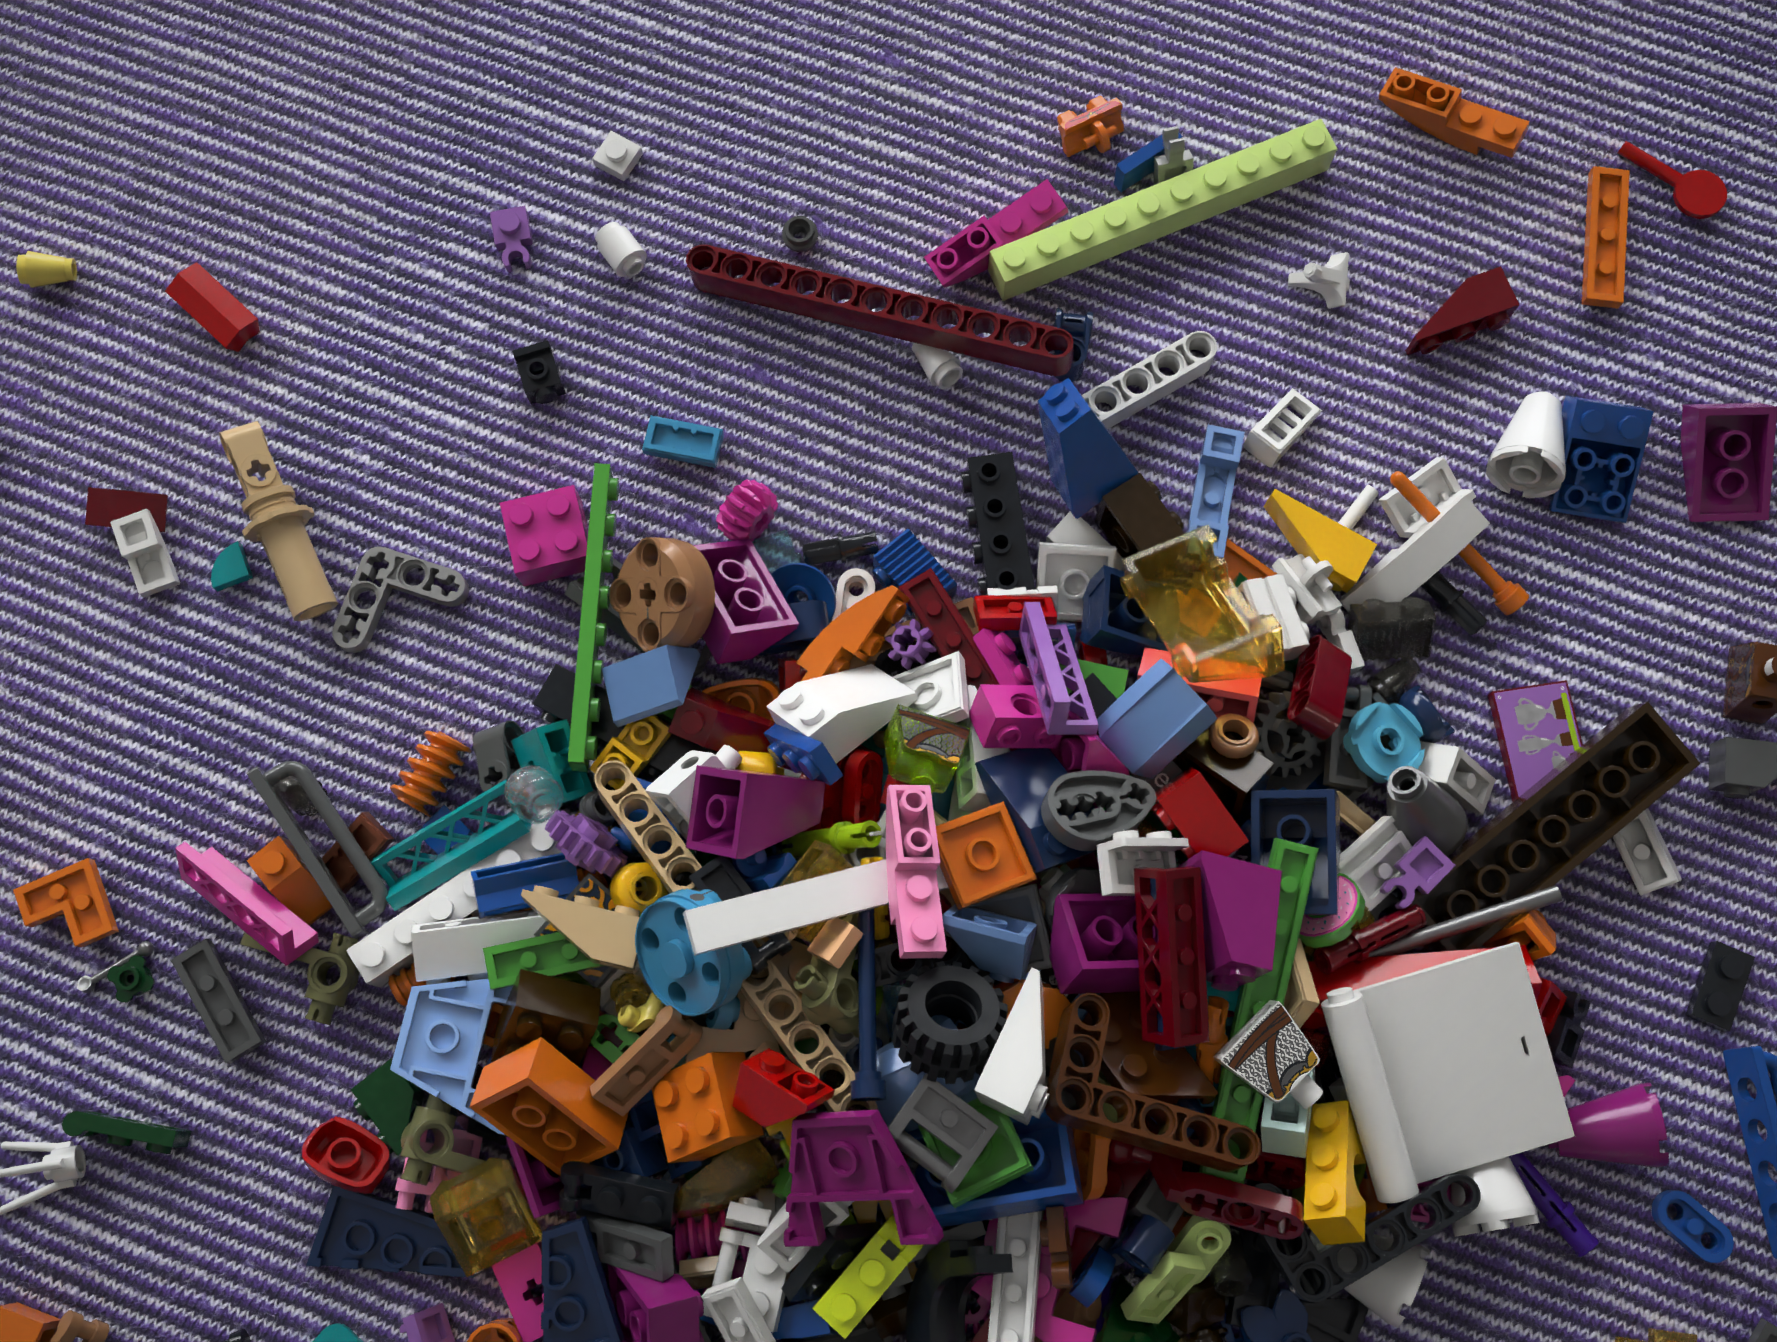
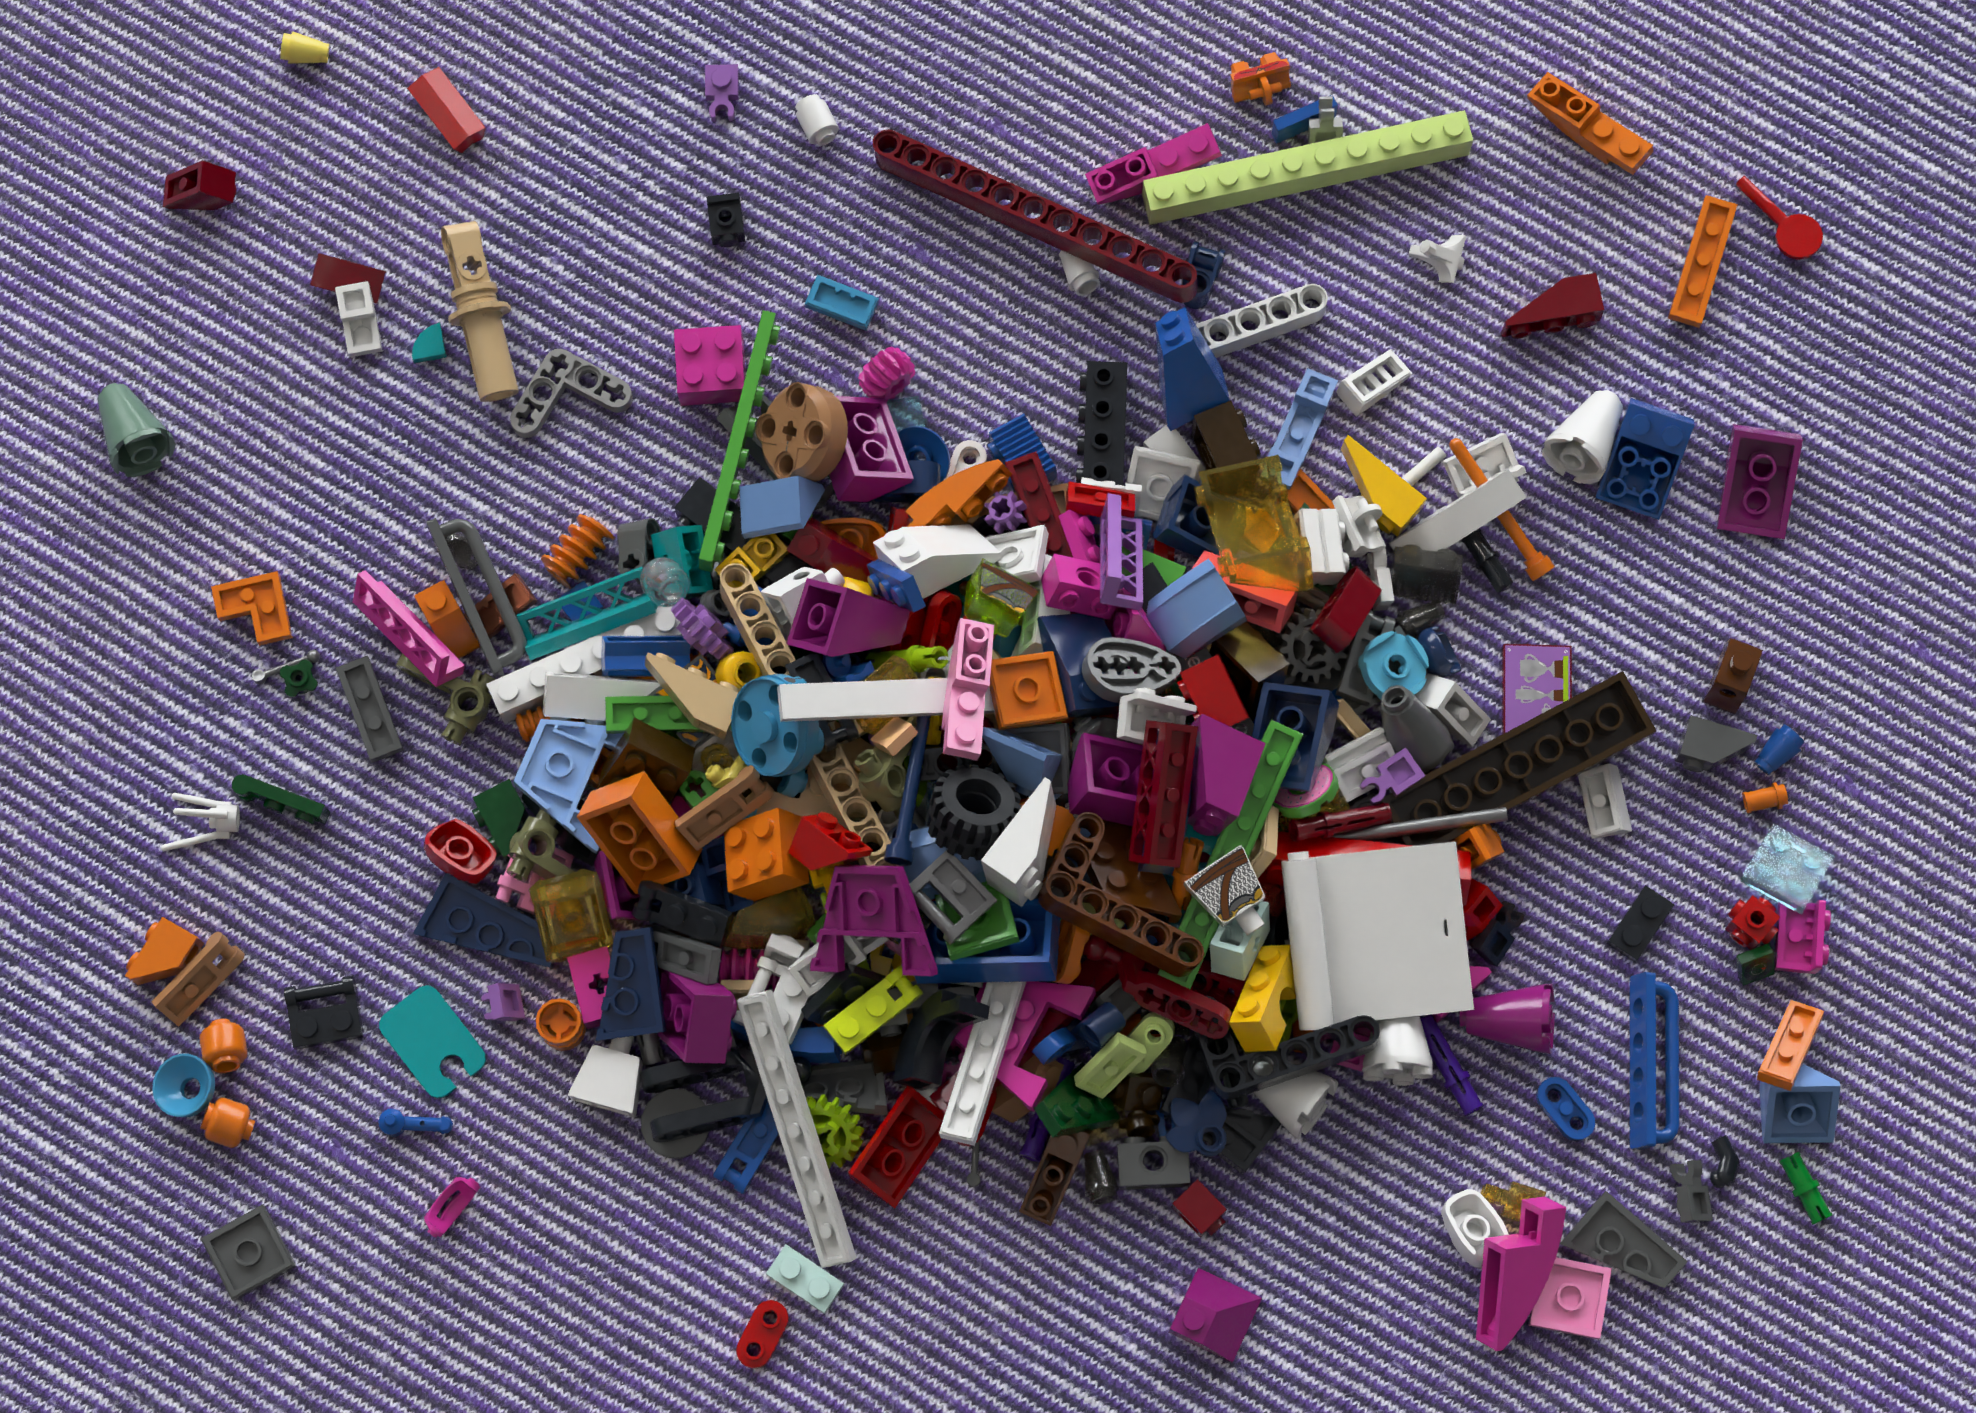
camera: 10 degrees right, 0 degrees up
(617, 156) = (828, 31): white plate -> none
(799, 224) = (976, 124): dark grey plate -> none
(839, 548) = (961, 420): black axle -> none
(1056, 1236) = (1029, 1003): reddish brown plate -> none
(1233, 748) = (1261, 625): medium nougat piece -> none

